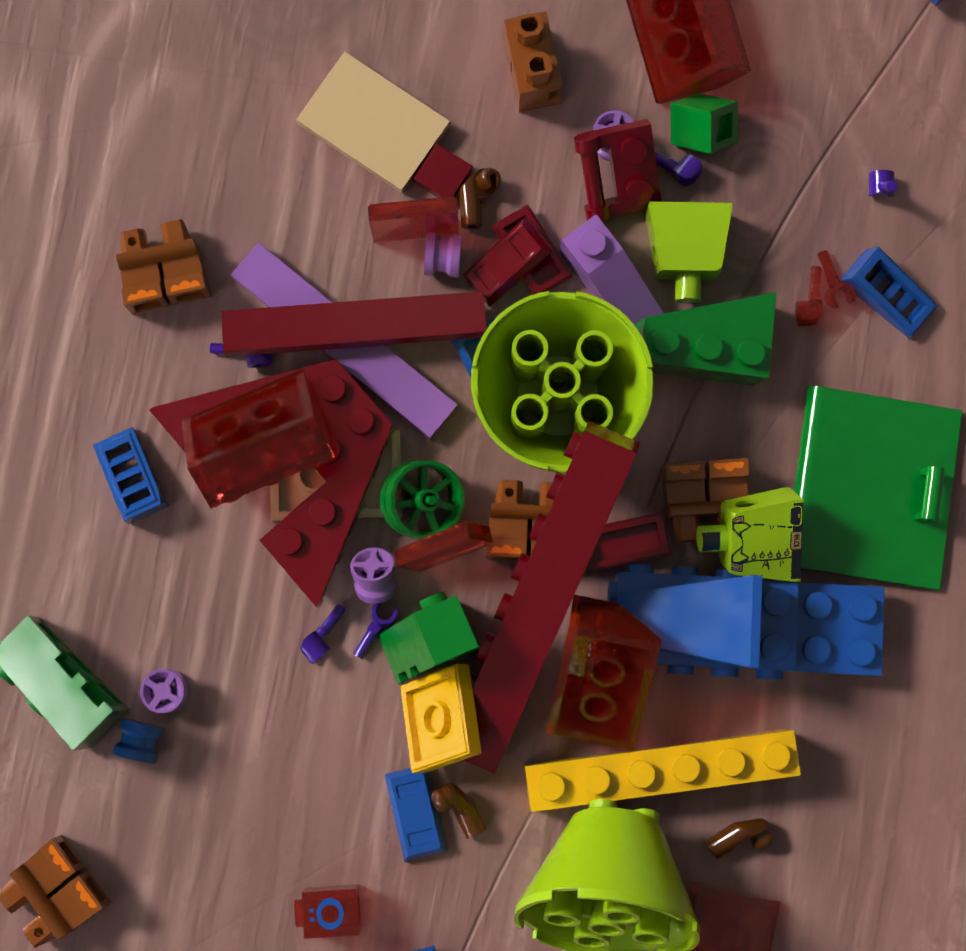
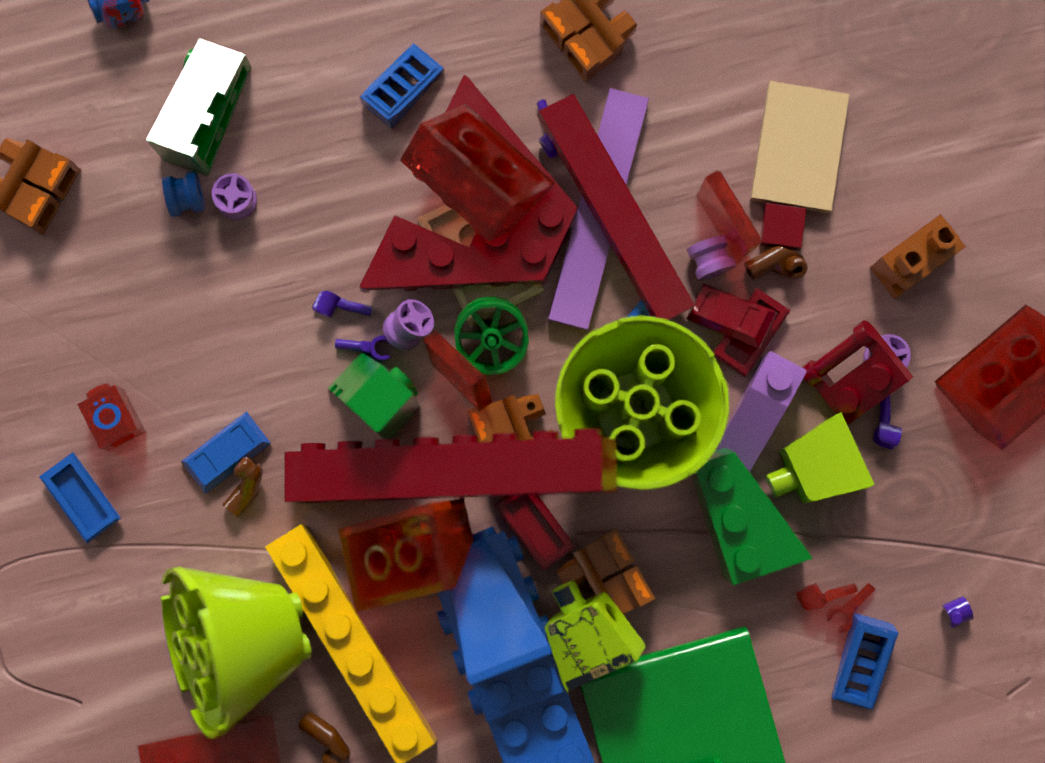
camera: 65 degrees right, 0 degrees up
(440, 719) = (310, 434): yellow tile -> none
(704, 123) = (936, 430): green panel -> none

